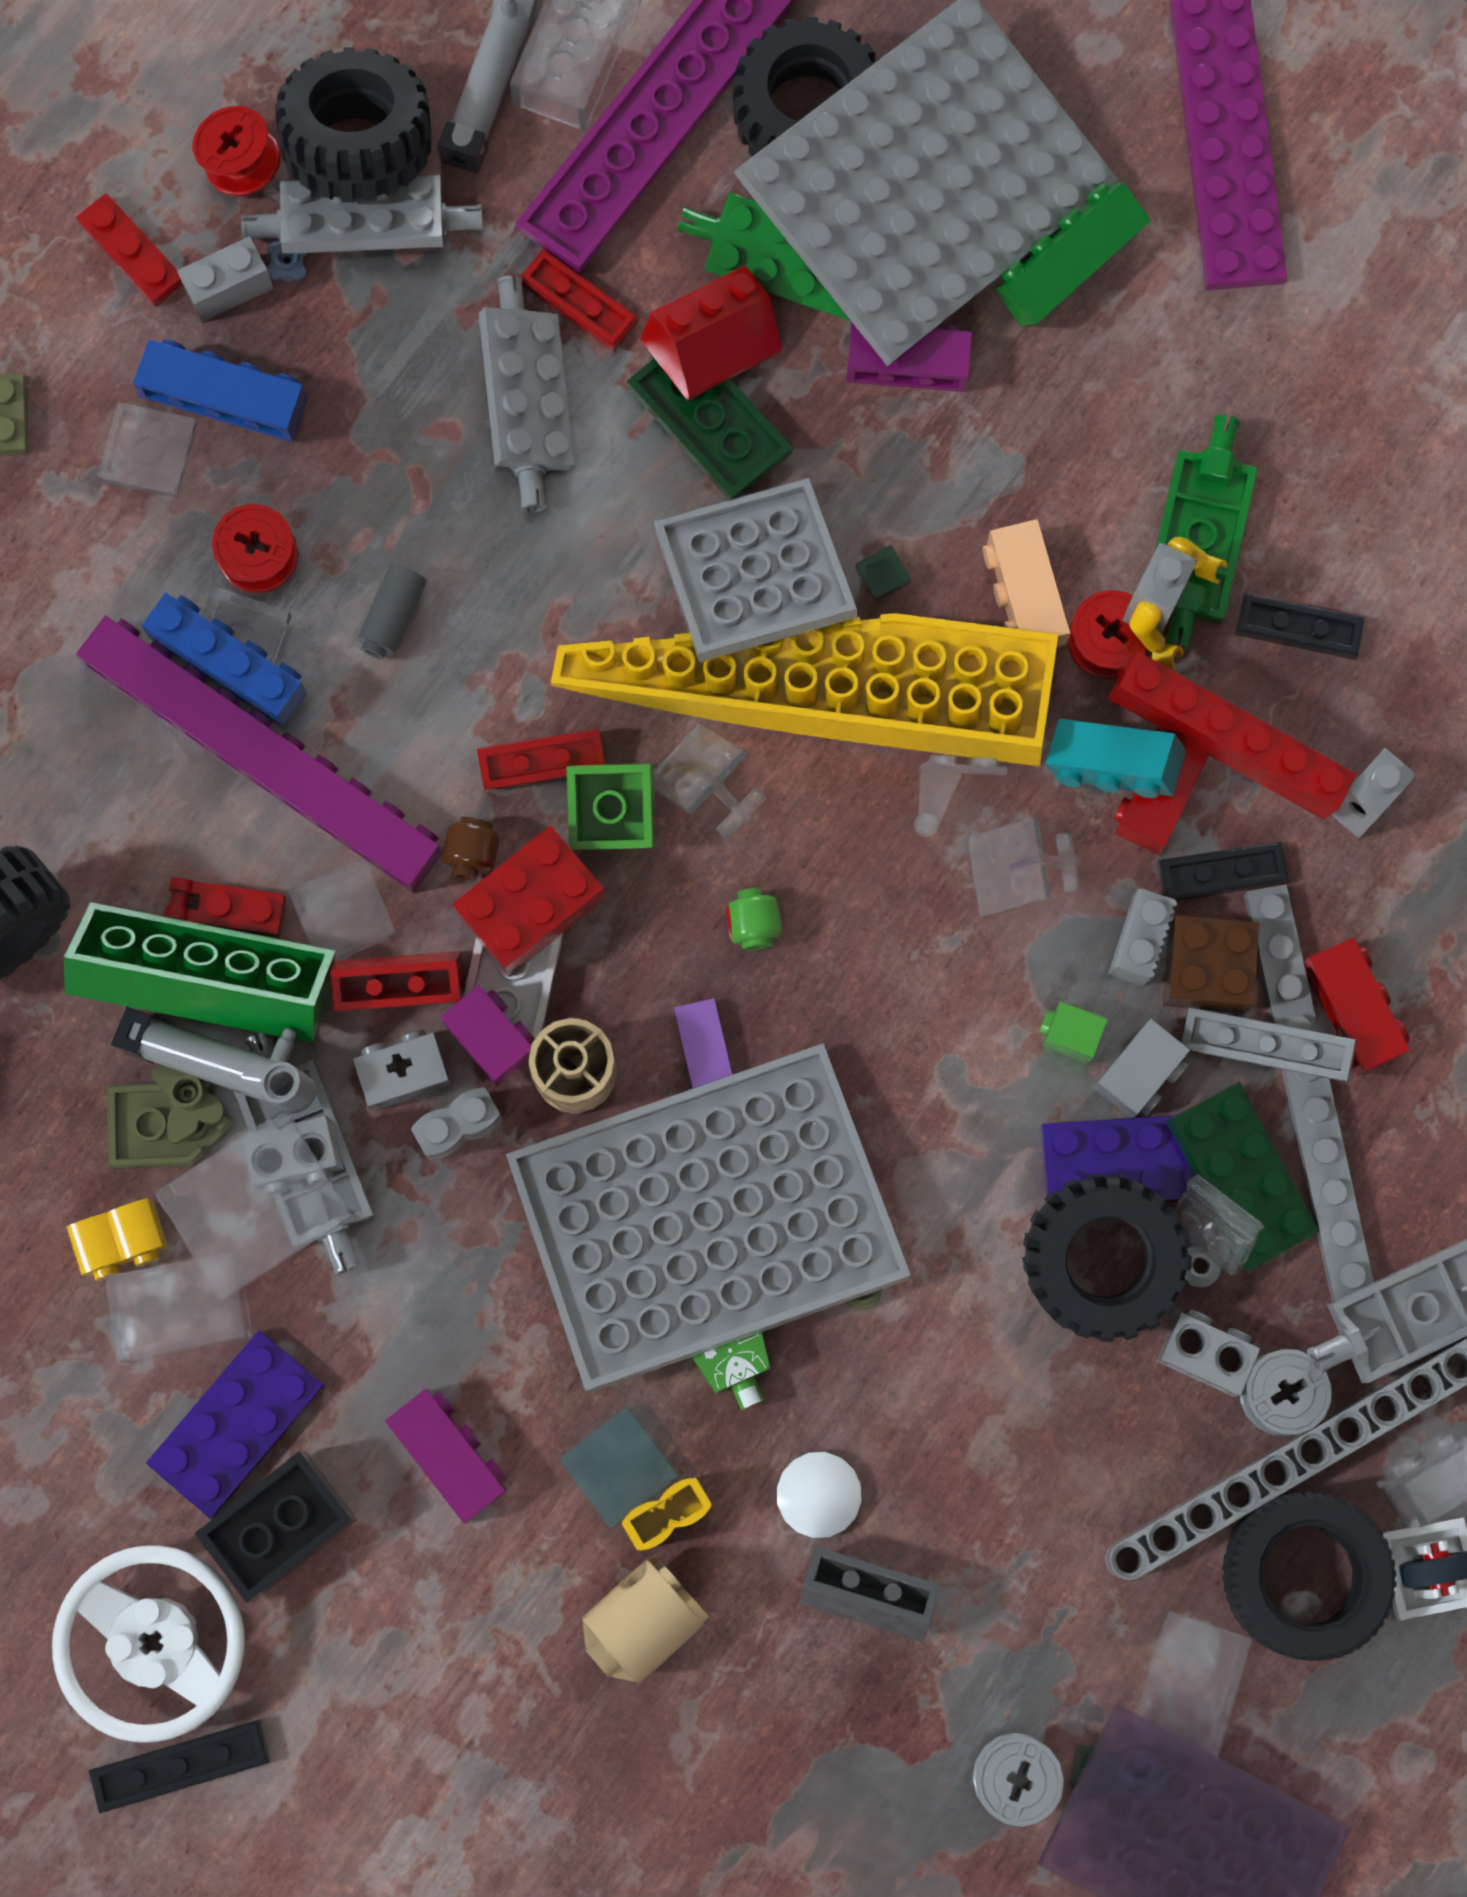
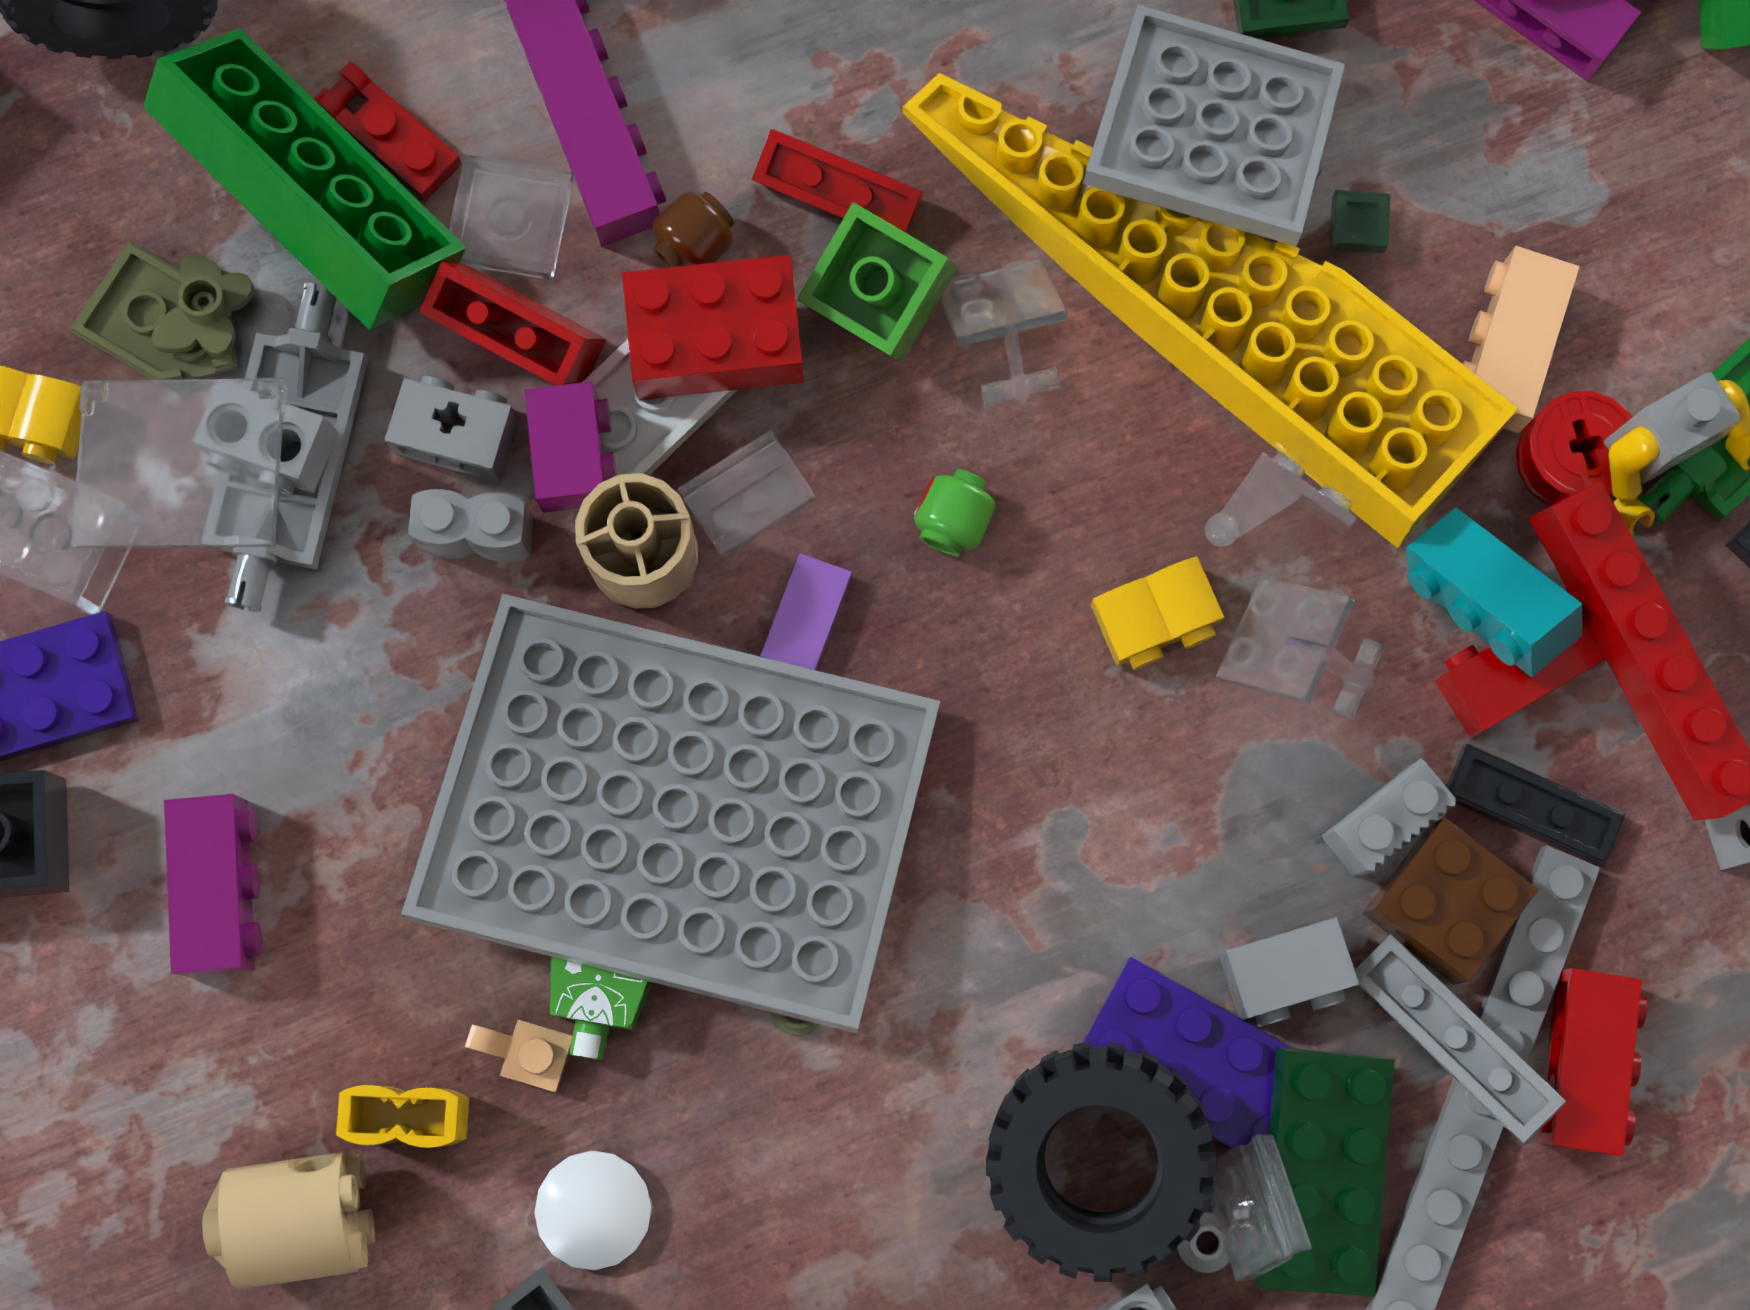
camera: 35 degrees right, 0 degrees up
(216, 1061) = (255, 286): light grey piece -> none
(616, 991) = (746, 494): none -> clear plate
(618, 1467) = (392, 1026): clear light blue tile -> none
(716, 1426) = (530, 1055): none -> light nougat plate
(920, 901) = (1158, 612): none -> yellow brick
(1072, 1031) = (1235, 874): bright green brick -> none

